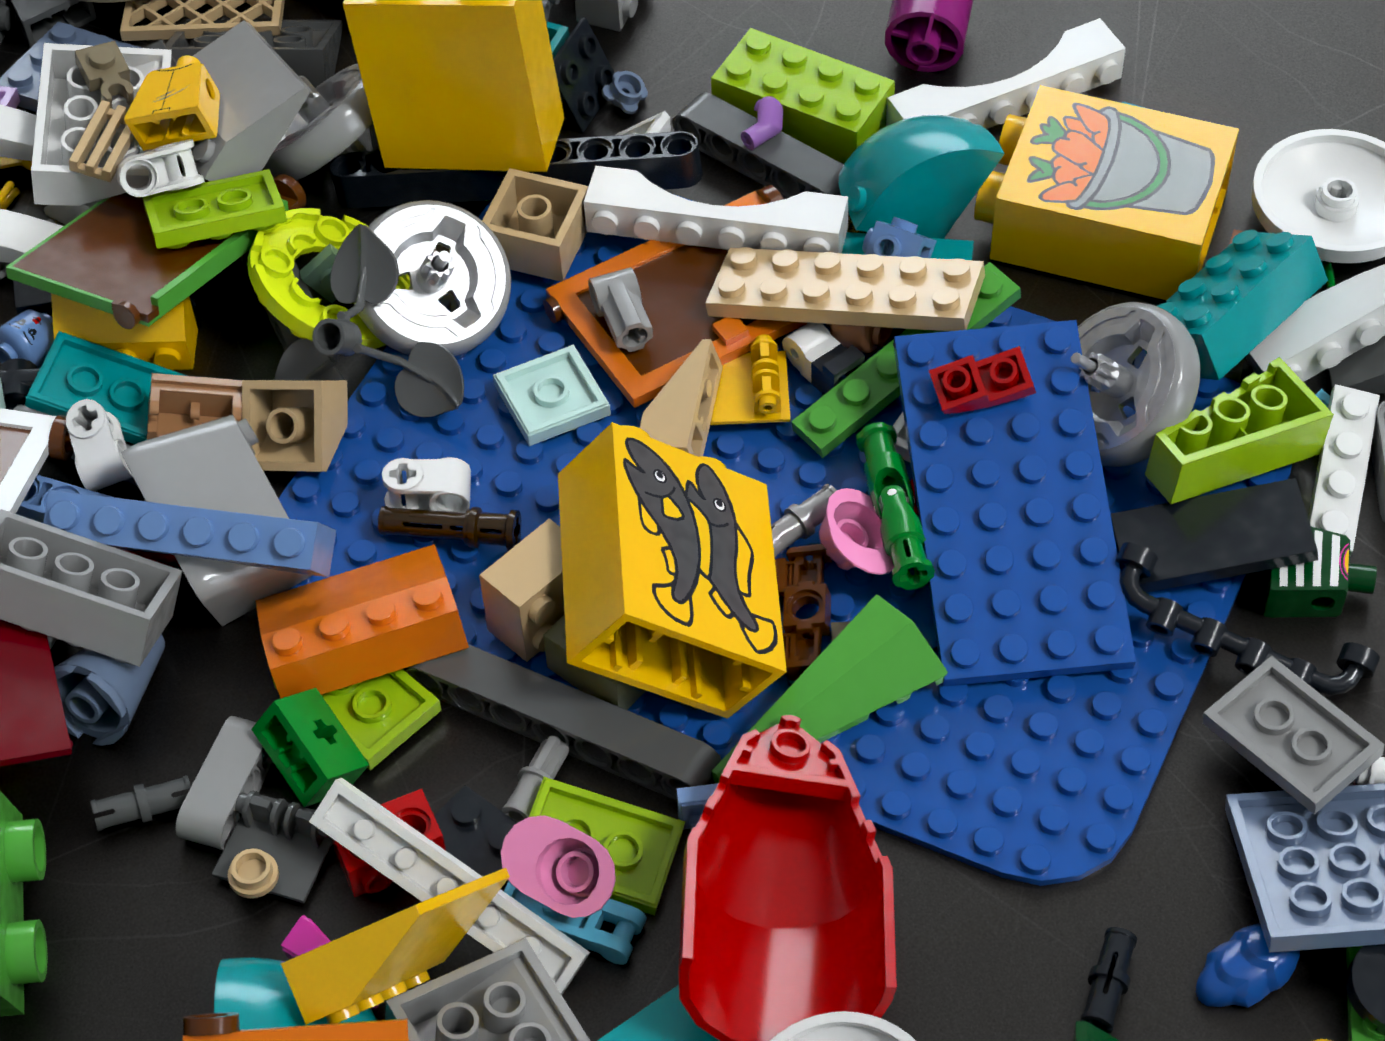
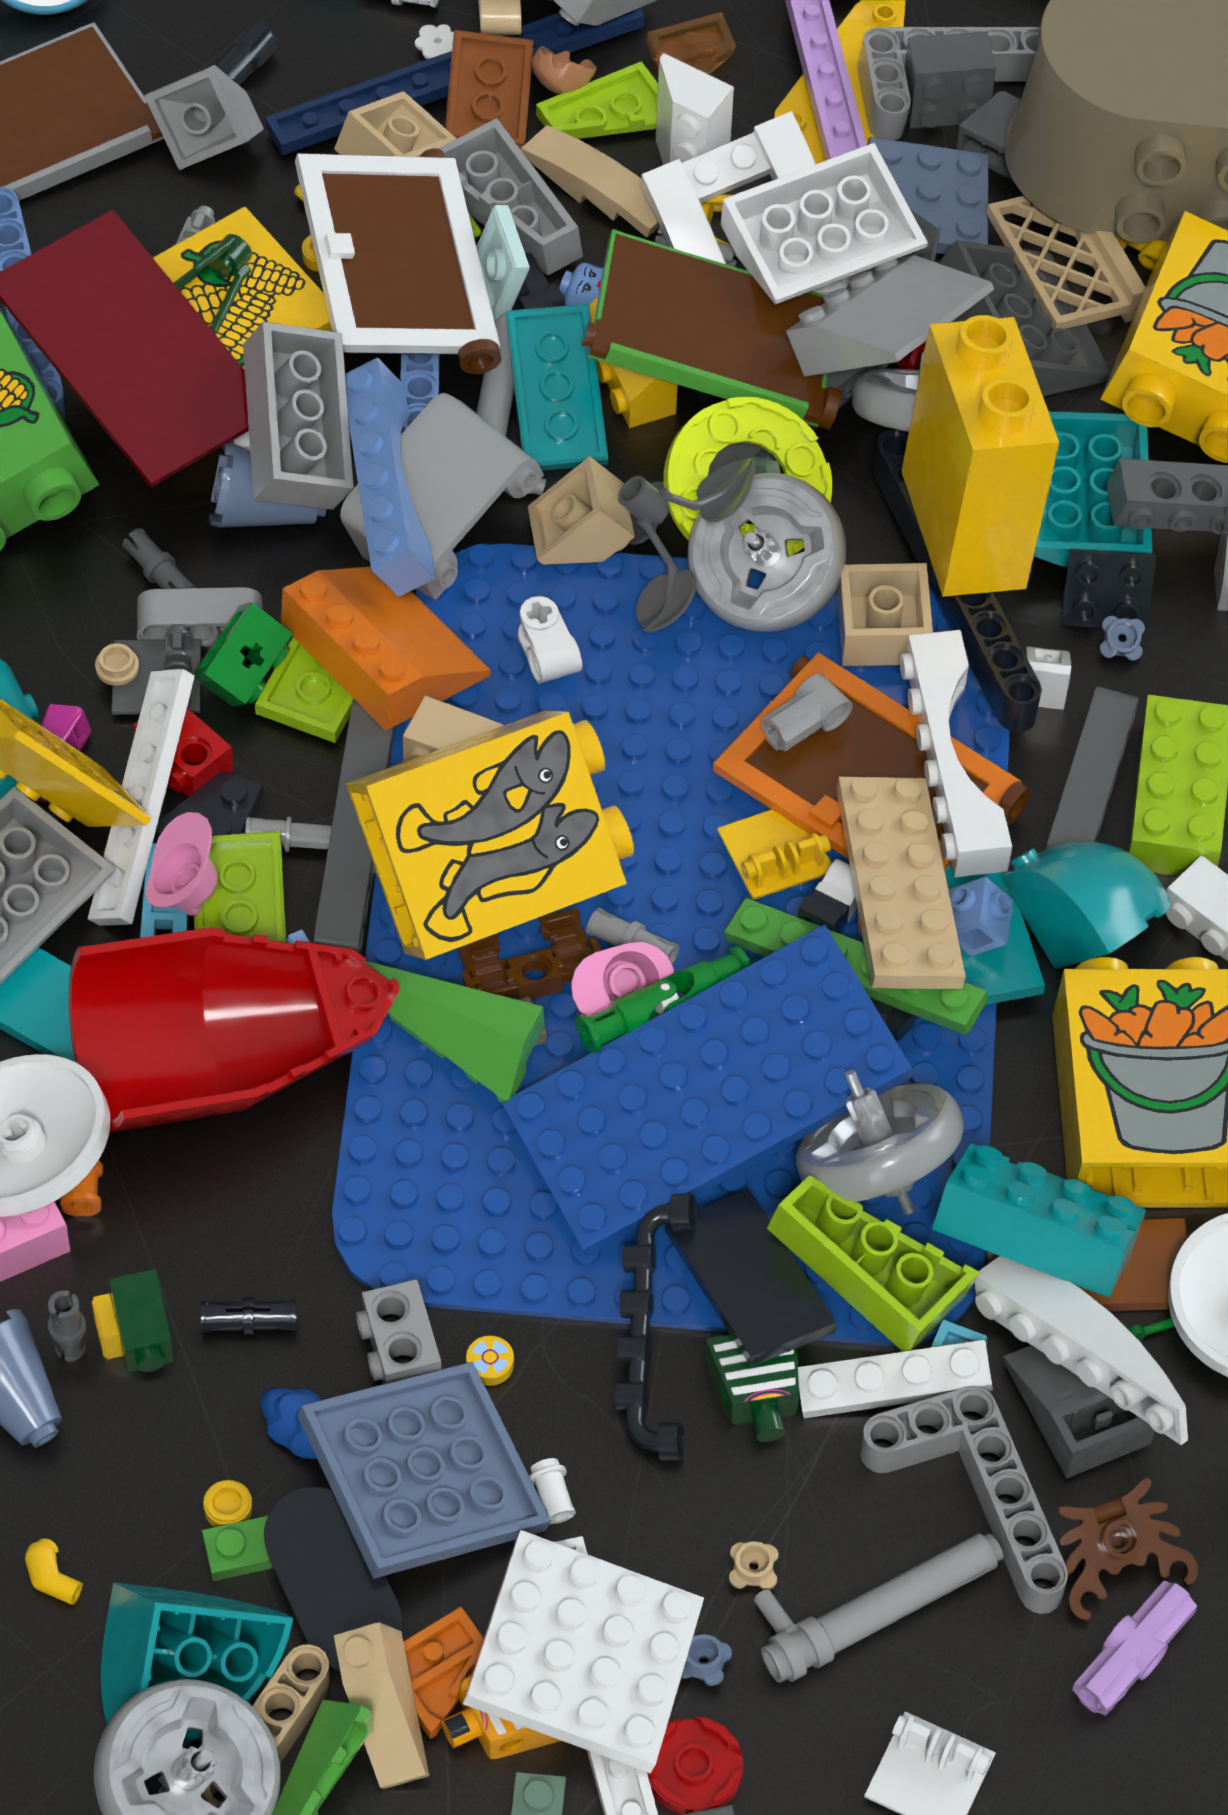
camera: 65 degrees right, 5 degrees up
(89, 137) = (783, 231): tan tile -> none
(97, 445) = (480, 384): white piece -> none
(106, 71) = (863, 201): dark tan plate -> none
(163, 169) = (770, 297): white piece -> none
(175, 105) = (842, 269): yellow torso -> none
(190, 400) = (553, 435): medium nougat hinge -> none
(214, 209) = (752, 352): lime plate -> none
(477, 525) = (519, 690): dark brown pin -> none
(551, 395) = (702, 703): light aqua tile -> none
(686, 403) = (706, 805): tan slope -> none
(768, 122) = (1109, 761): medium lavender arm -> none
(983, 383) = (796, 1008): red slope -> none
(1179, 836) = (407, 1336): none -> light grey brick
(1216, 780) = (492, 1359): none -> yellow tile
(1293, 734) = (545, 1391): light grey plate -> none

